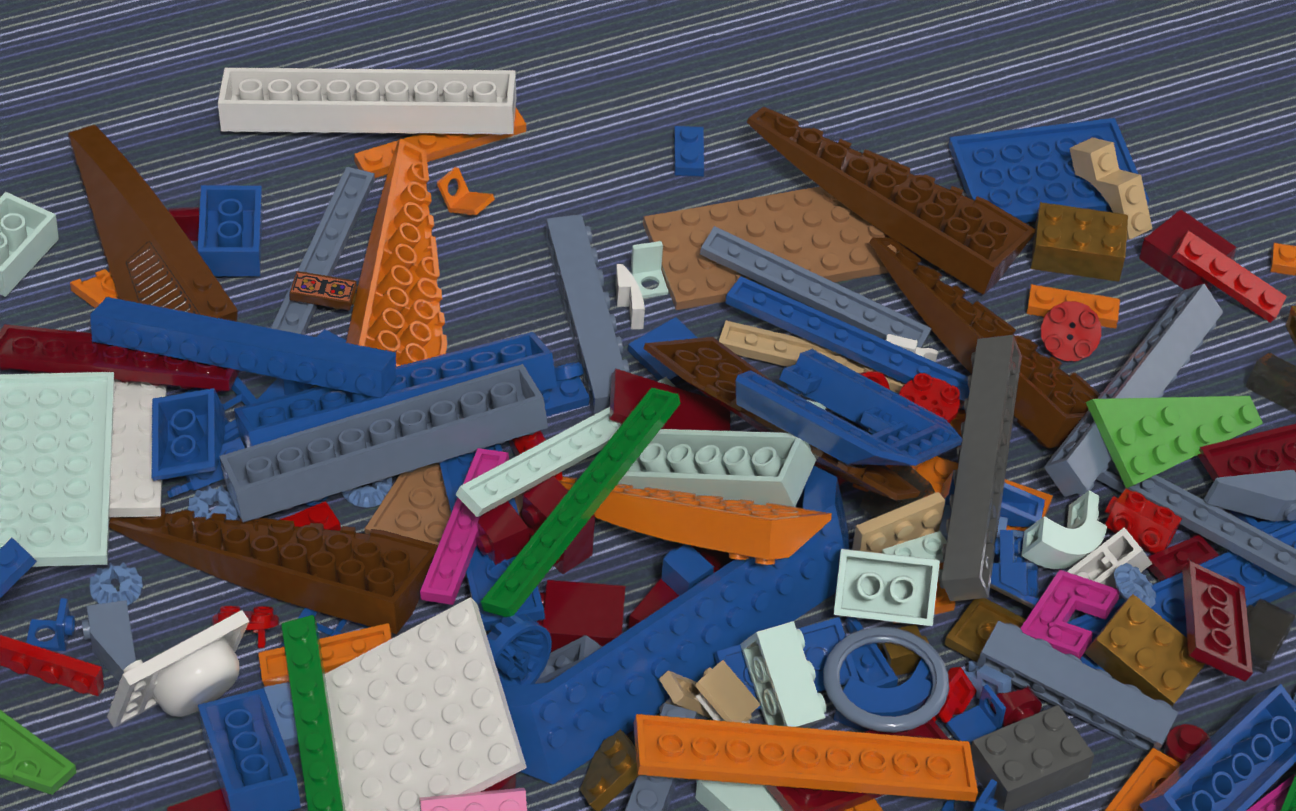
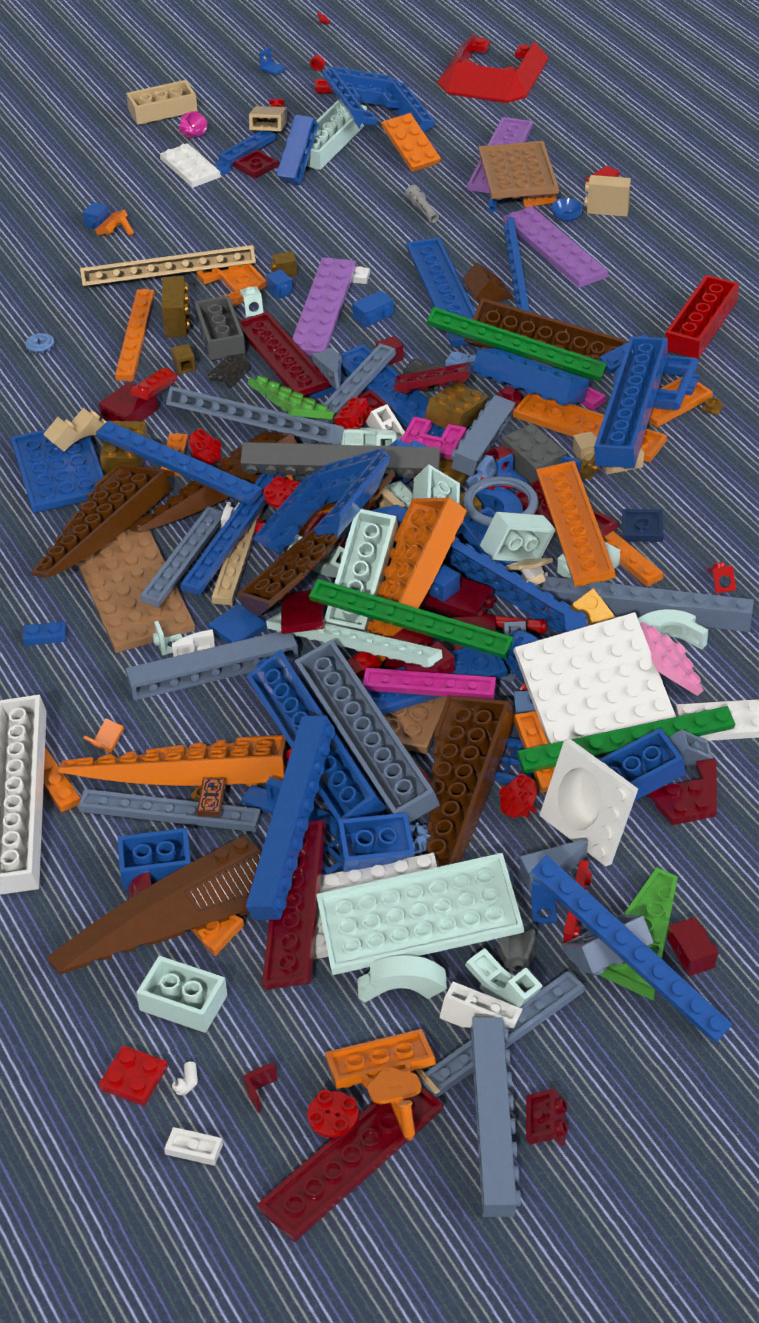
camera: 90 degrees left, 5 degrees down
(1004, 282) = (179, 463): none -> blue plate
(1131, 581) = (408, 412): medium blue gear -> none

